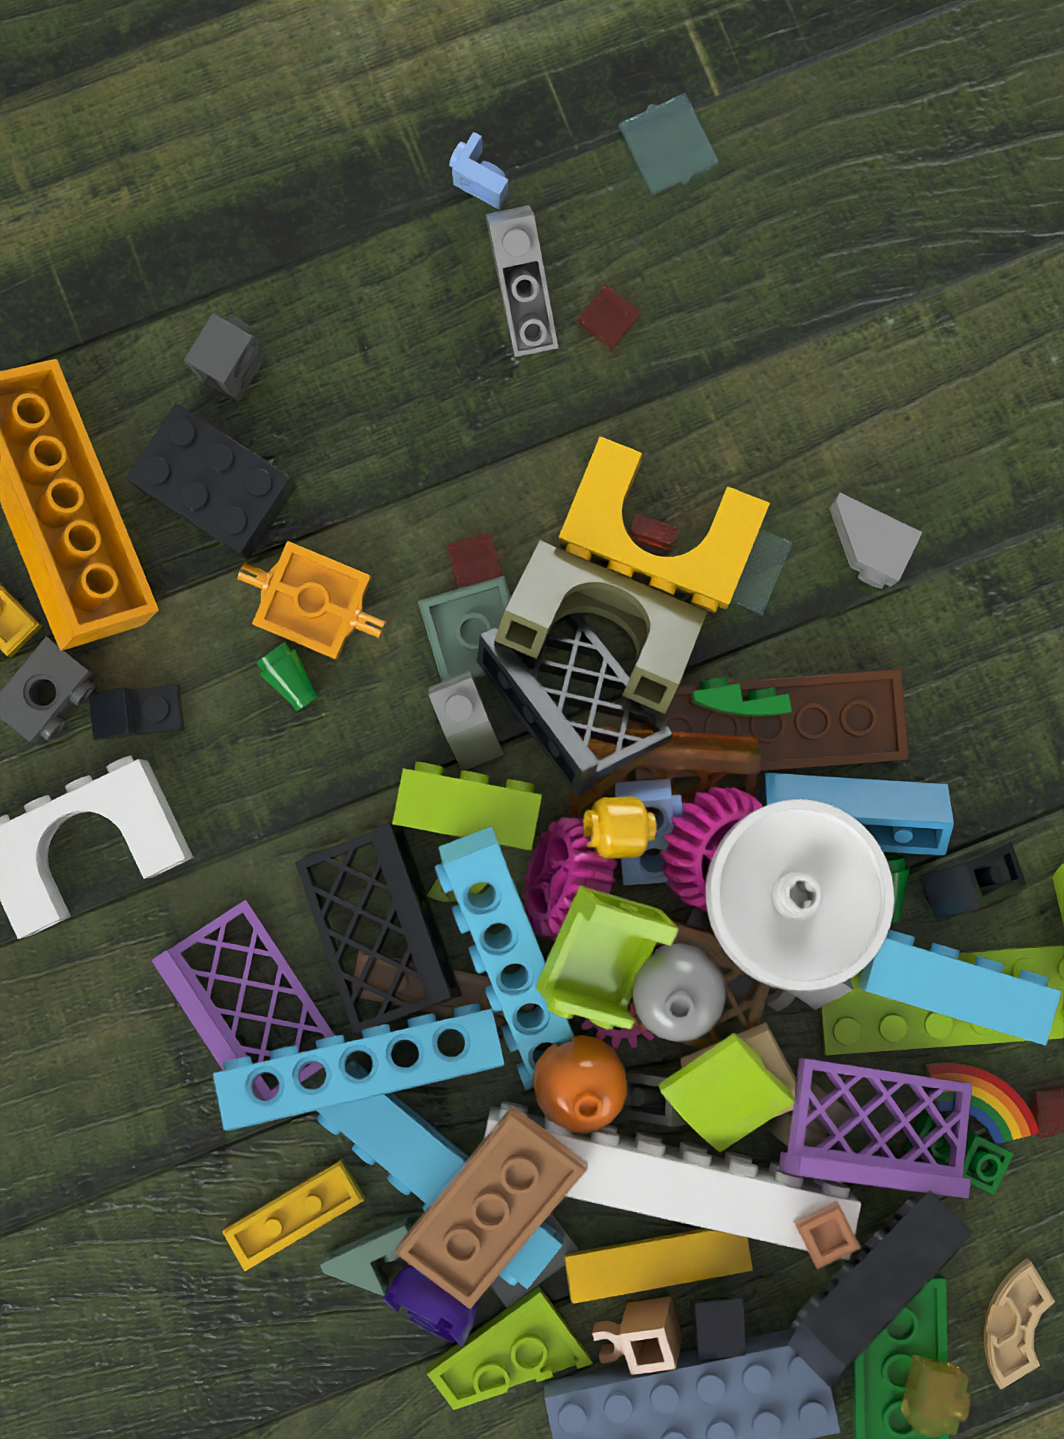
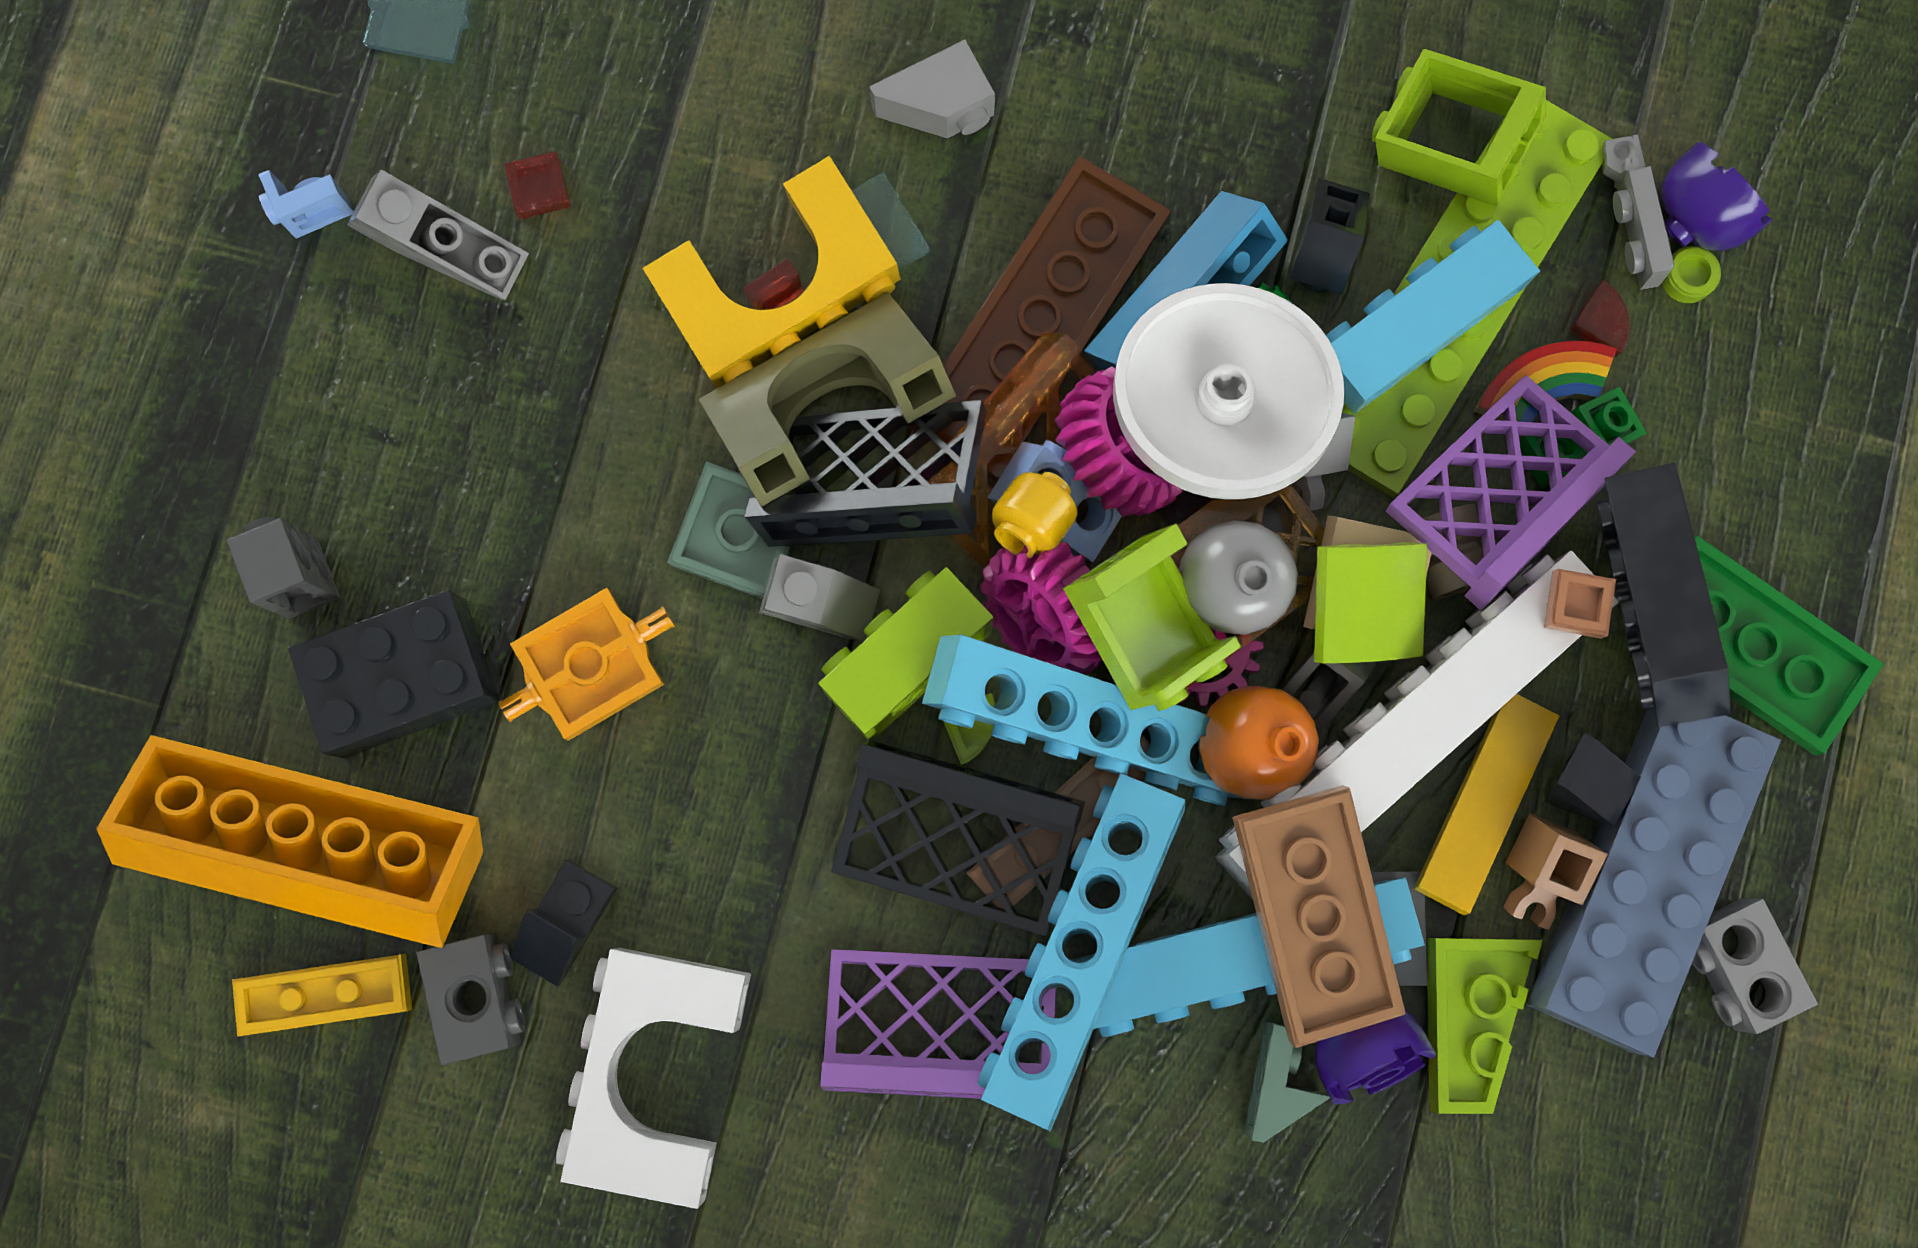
camera: 55 degrees left, 5 degrees down
(287, 675) = (641, 743): green cone -> none
(293, 1214) = (1181, 1135): yellow tile -> none
(474, 560) = (669, 480): clear red tile -> none
(727, 699) = (989, 330): green slope -> none
(935, 1397) = (1808, 624): clear yellow brick -> none
(1012, 1323) = (1782, 507): tan tile -> none

